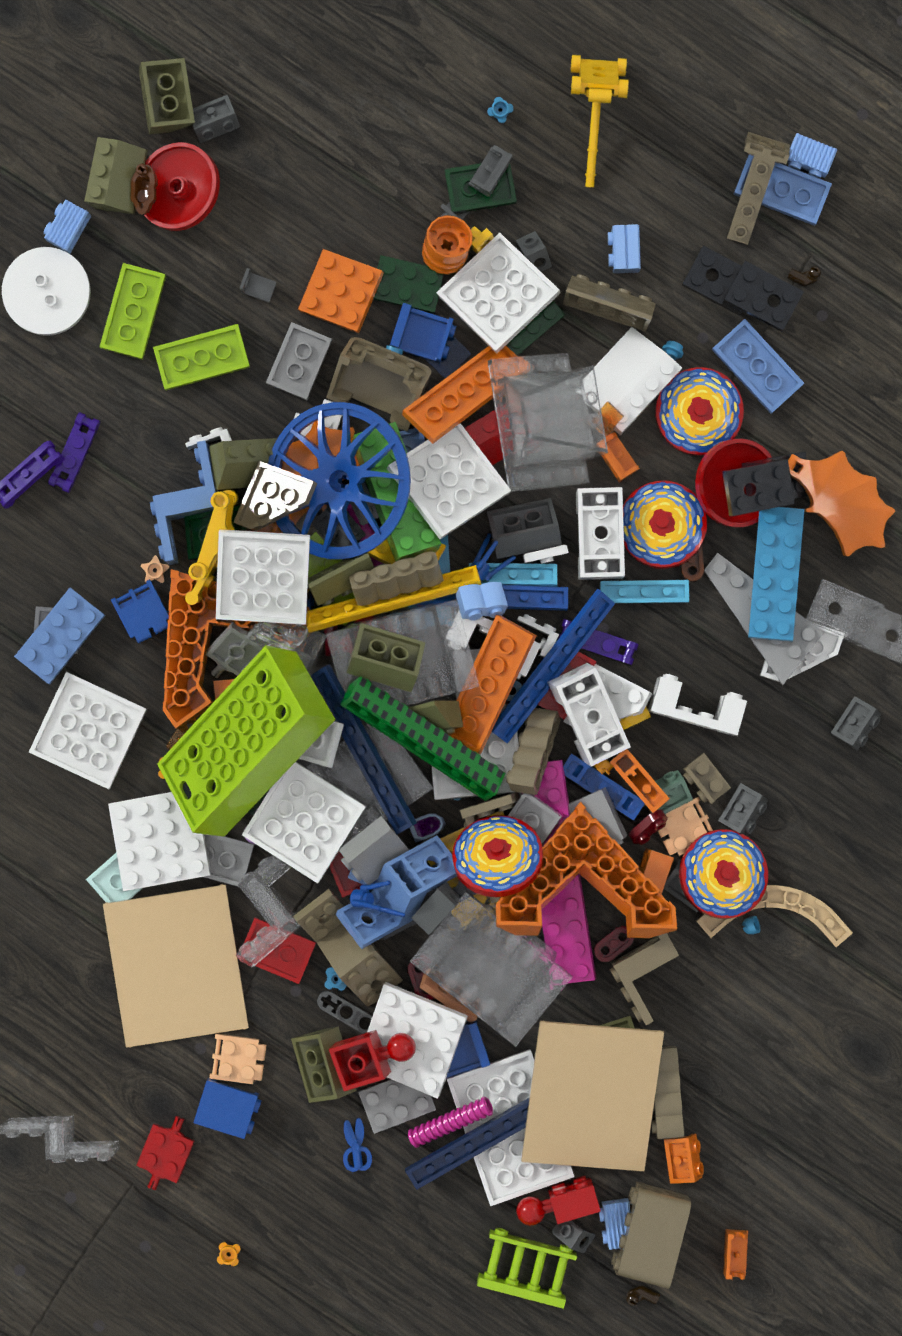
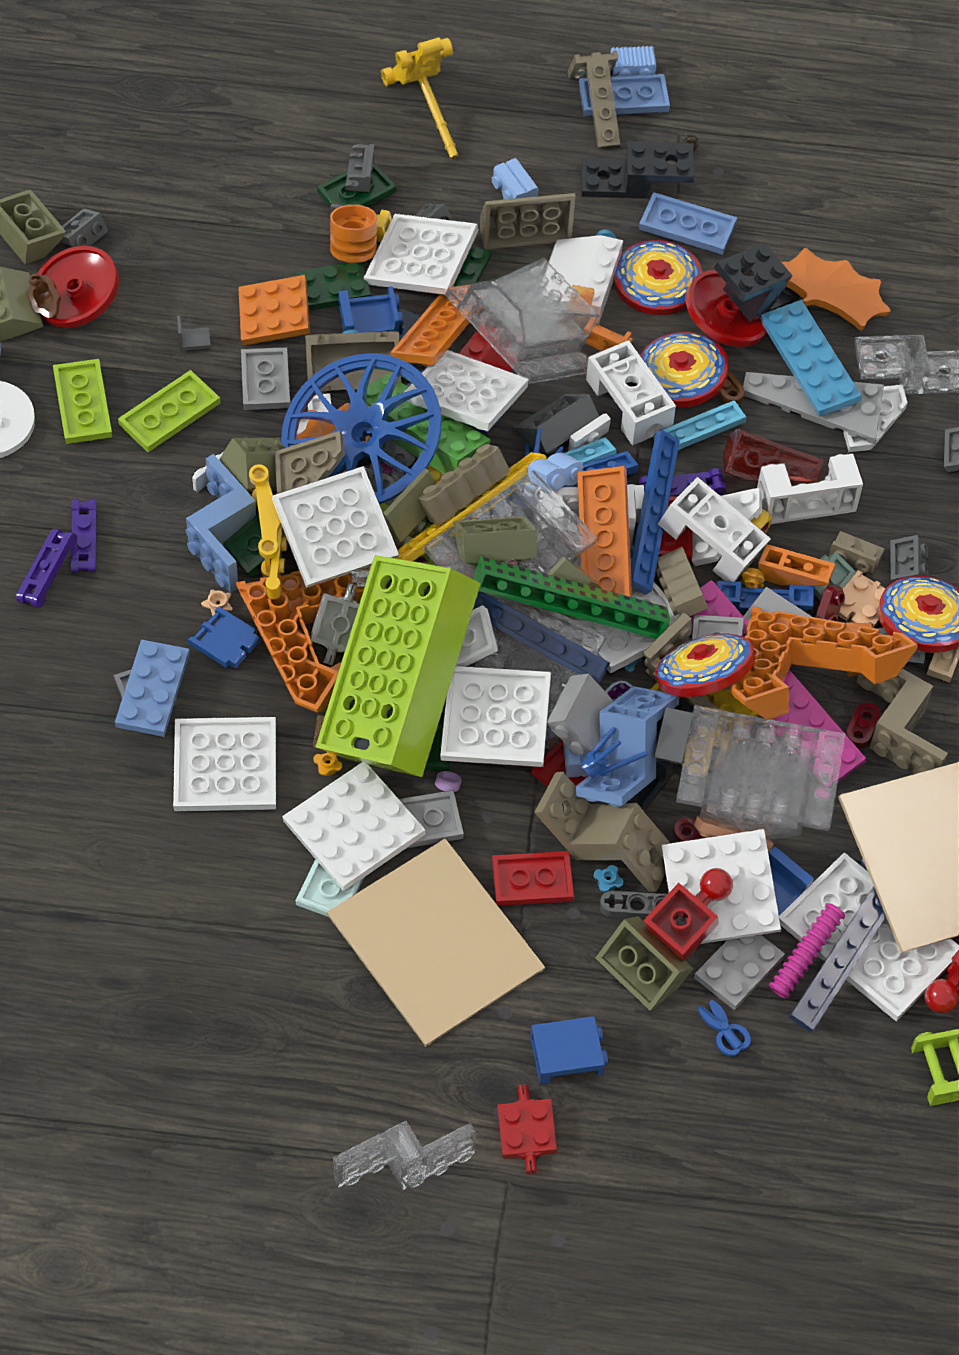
camera: 30 degrees left, 30 degrees down
(228, 1260) = (653, 1193): light orange plate -> none
(238, 1059) = (552, 998): light nougat plate -> none
(259, 890) = (503, 827): clear bracket -> none
(506, 109) = (340, 131): dark azure plate -> none
(675, 652) = (748, 453): none -> clear red wedge

